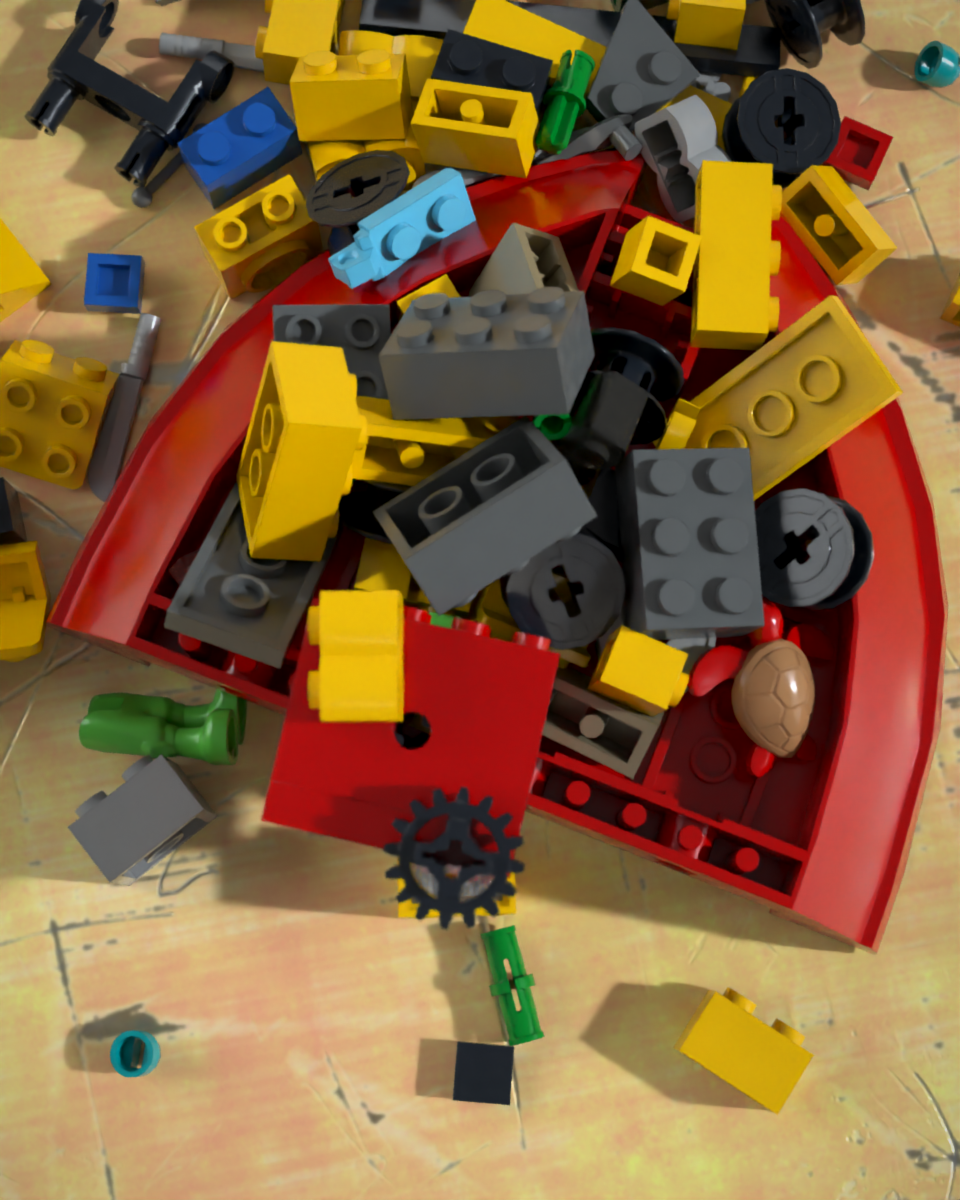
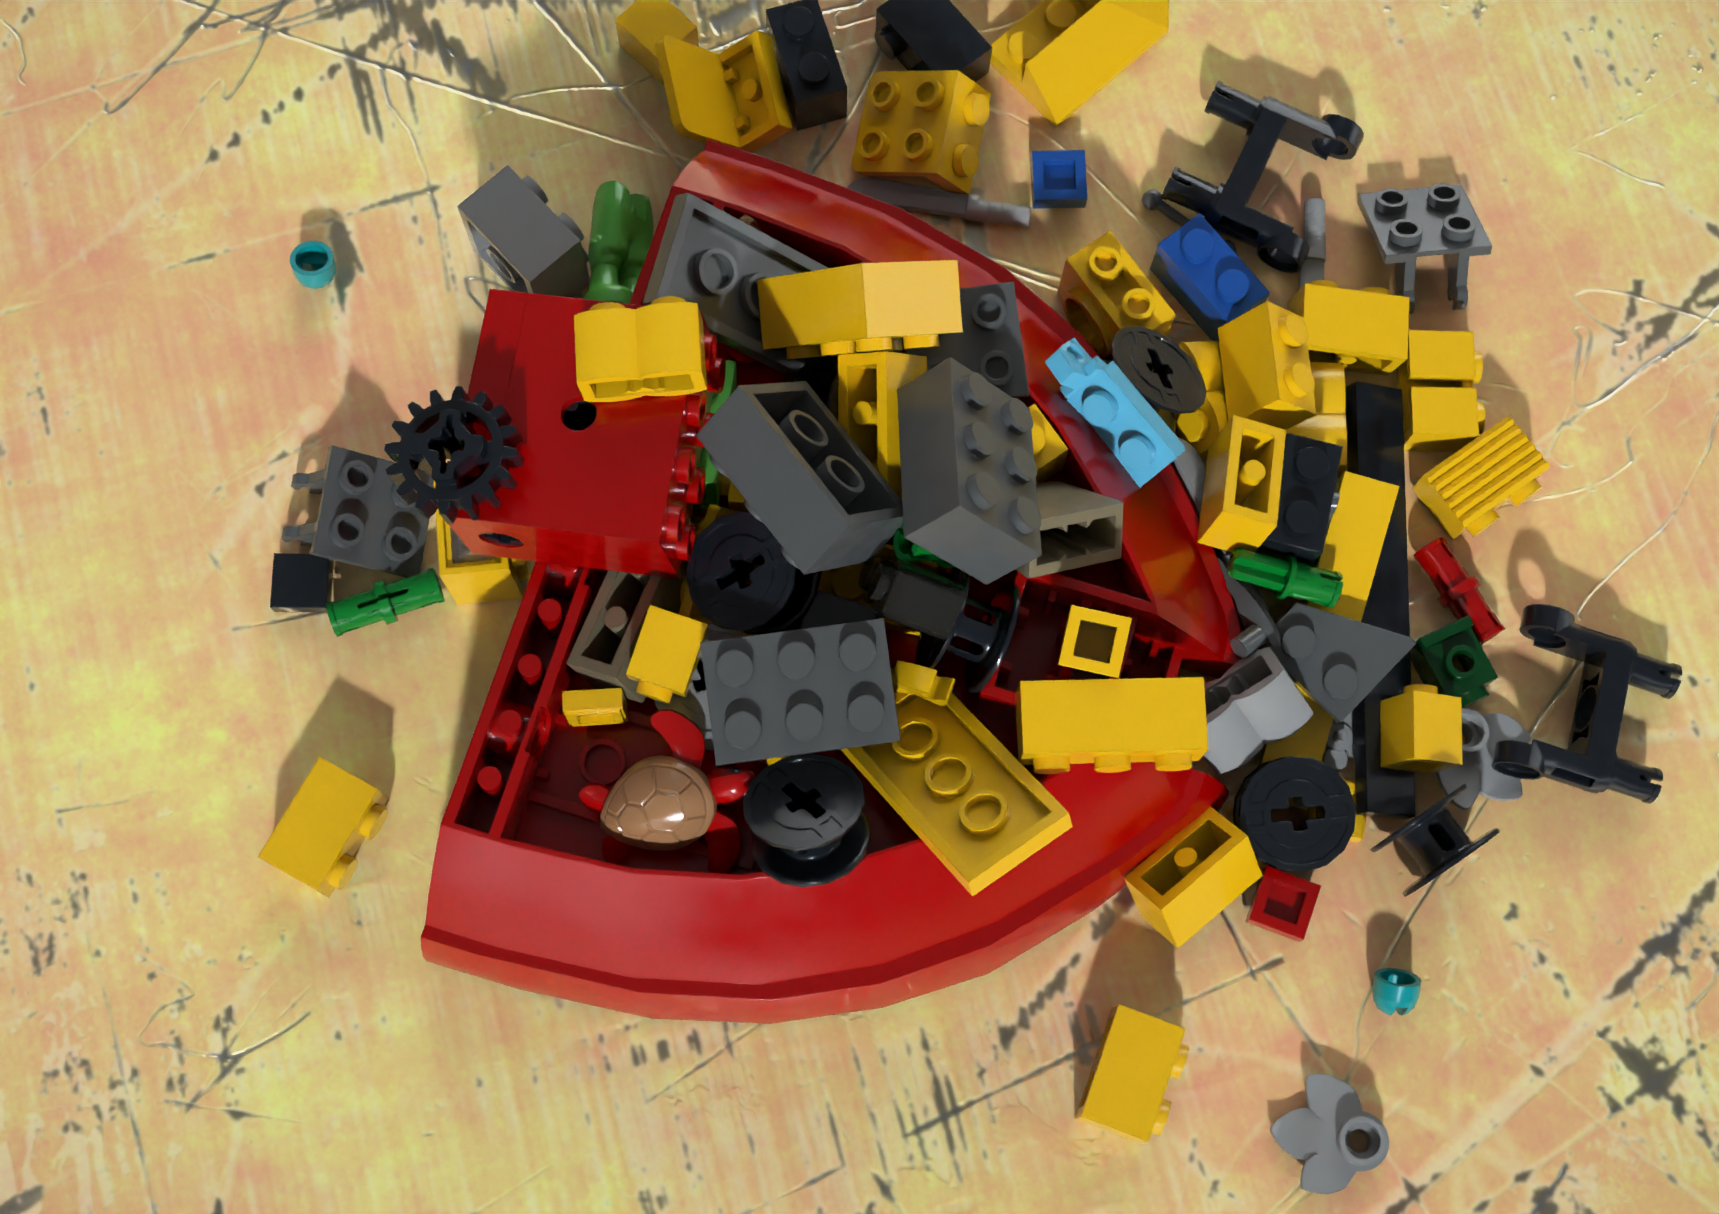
camera: 85 degrees right, 5 degrees down
(419, 997) = (362, 515): none -> dark grey plate
(668, 757) = (595, 707): none -> yellow tile

